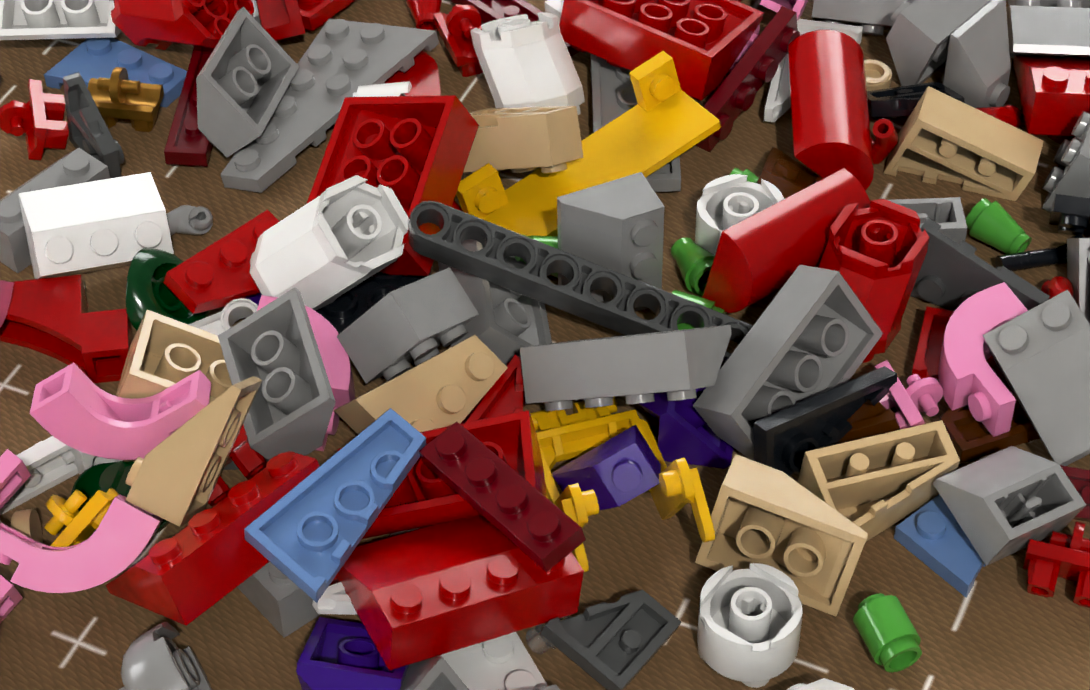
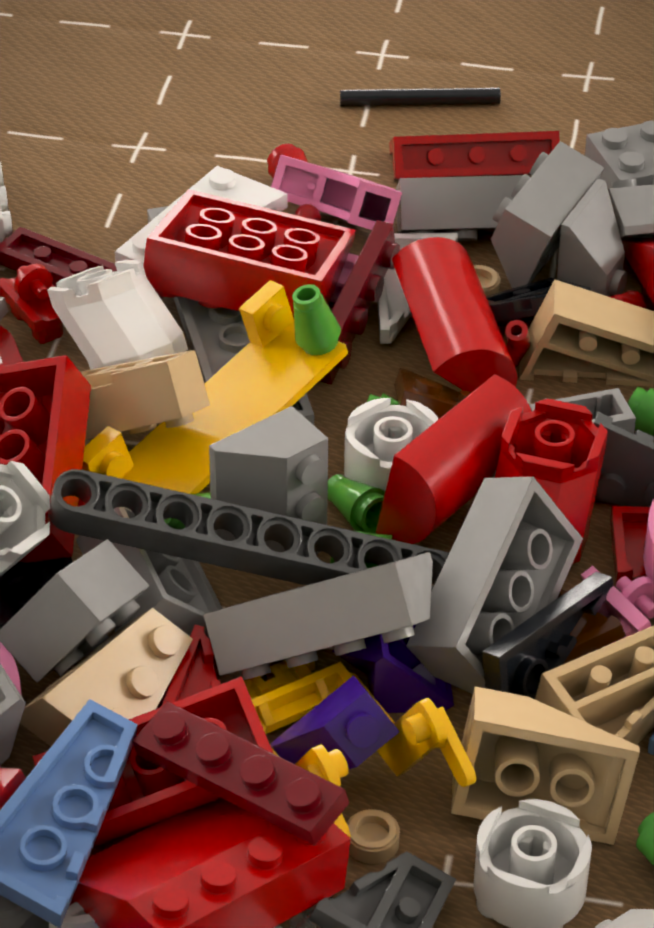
camera: 15 degrees left, 5 degrees down
(622, 570) = (373, 836): none -> tan tile
(692, 94) = (314, 322): none -> bright green cone

